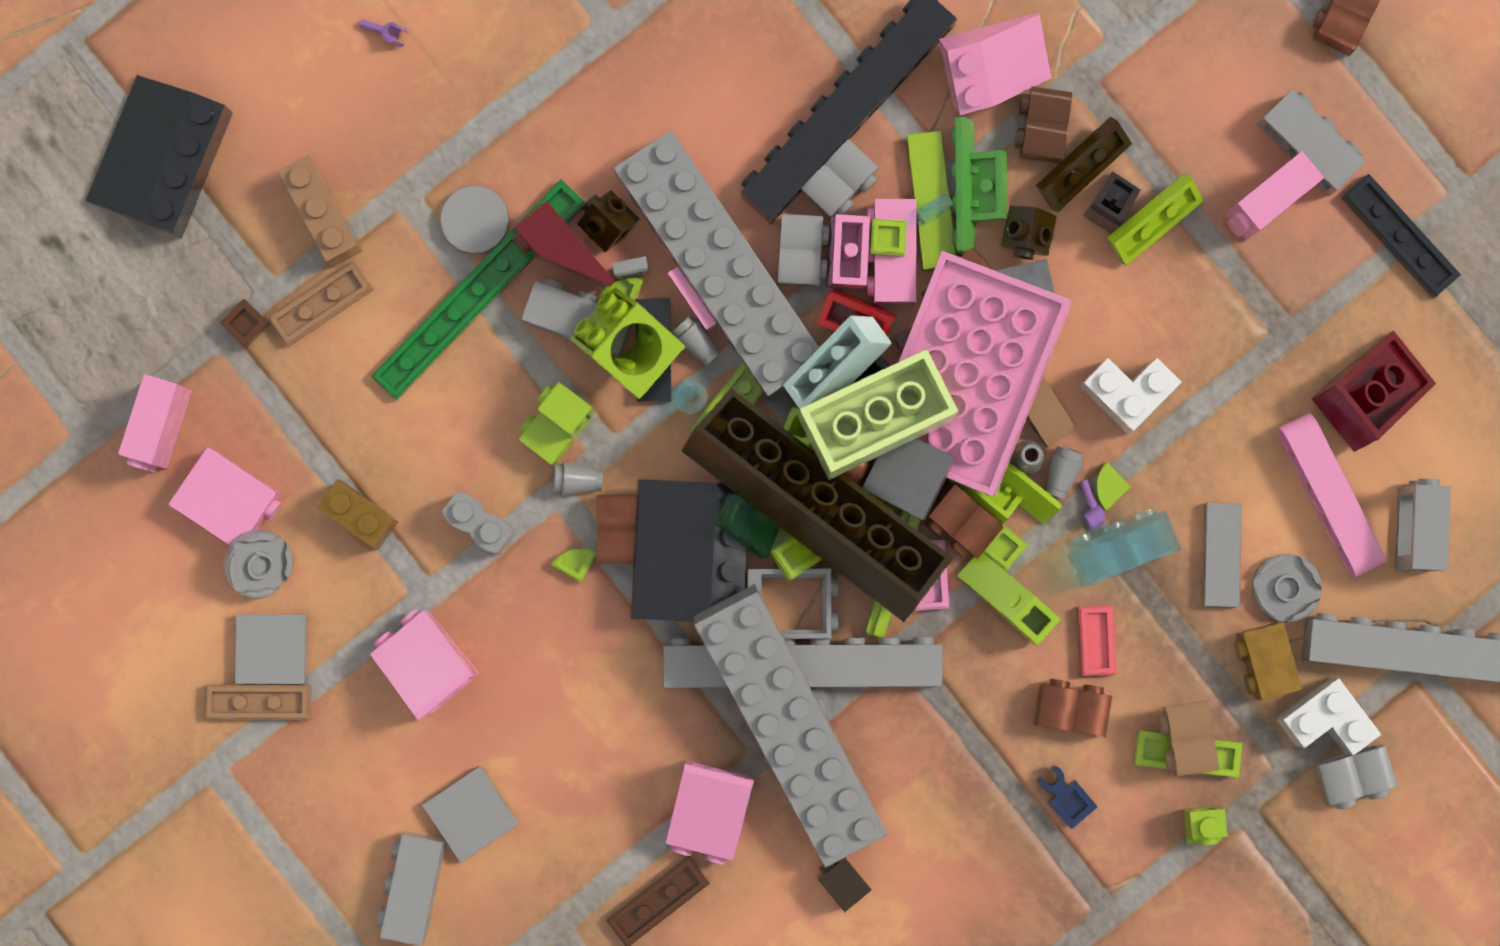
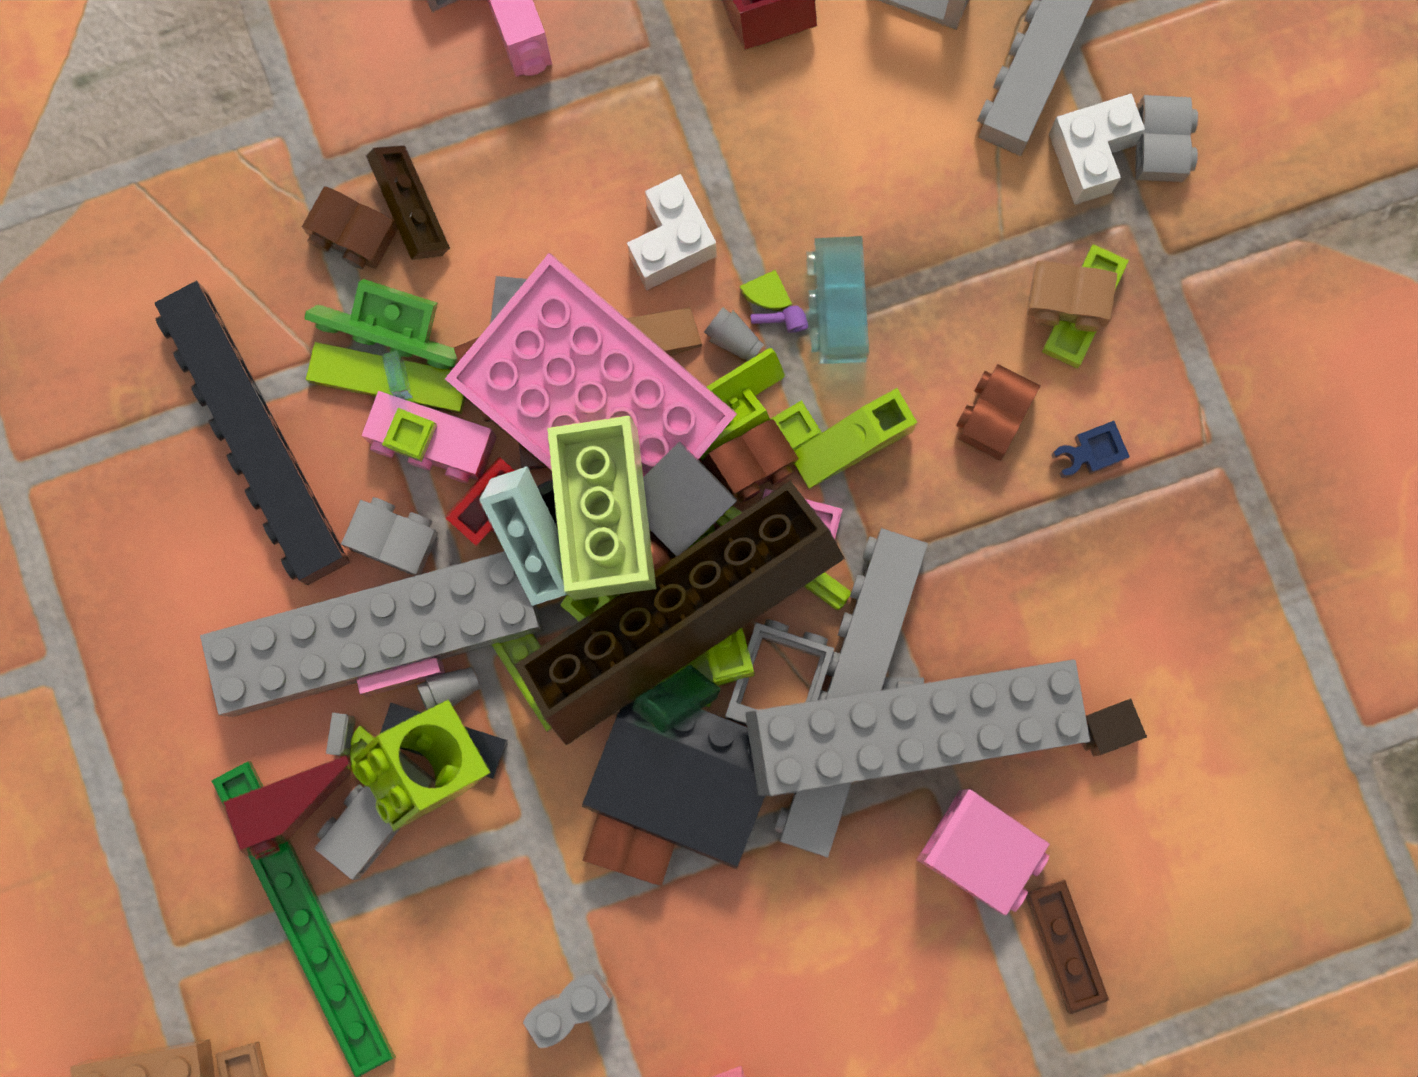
camera: 65 degrees left, 5 degrees down
(474, 220) = (221, 895): light grey tile -> none
(558, 423) = (486, 877): lime brick -> none
(575, 479) = (556, 879): light grey cone -> none
(575, 562) = (651, 911): lime tile -> none
(607, 220) = (276, 742): dark brown brick -> none
(682, 388) = (496, 717): clear light blue plate -> none
(840, 180) = (327, 468): light grey brick -> none
(848, 251) = (409, 485): bright pink brick -> none
(994, 62) = (260, 258): bright pink slope -> none
(1020, 462) = (707, 374): light grey cone -> none
(1028, 231) = (458, 283): dark brown brick -> none
(1096, 640) = (930, 362): coral tile -> none
(1112, 203) = (462, 187): black slope -> none
(1155, 219) = (494, 147): lime plate -> none
(1205, 825) = (1169, 312): lime brick -> none
(1222, 555) = (881, 199): light grey tile -> none
(1268, 661) = (1013, 188): pearl gold brick -> none
(1287, 588) = (939, 144): light grey tile -> none
(1331, 495) = (855, 64): bright pink beam -> none

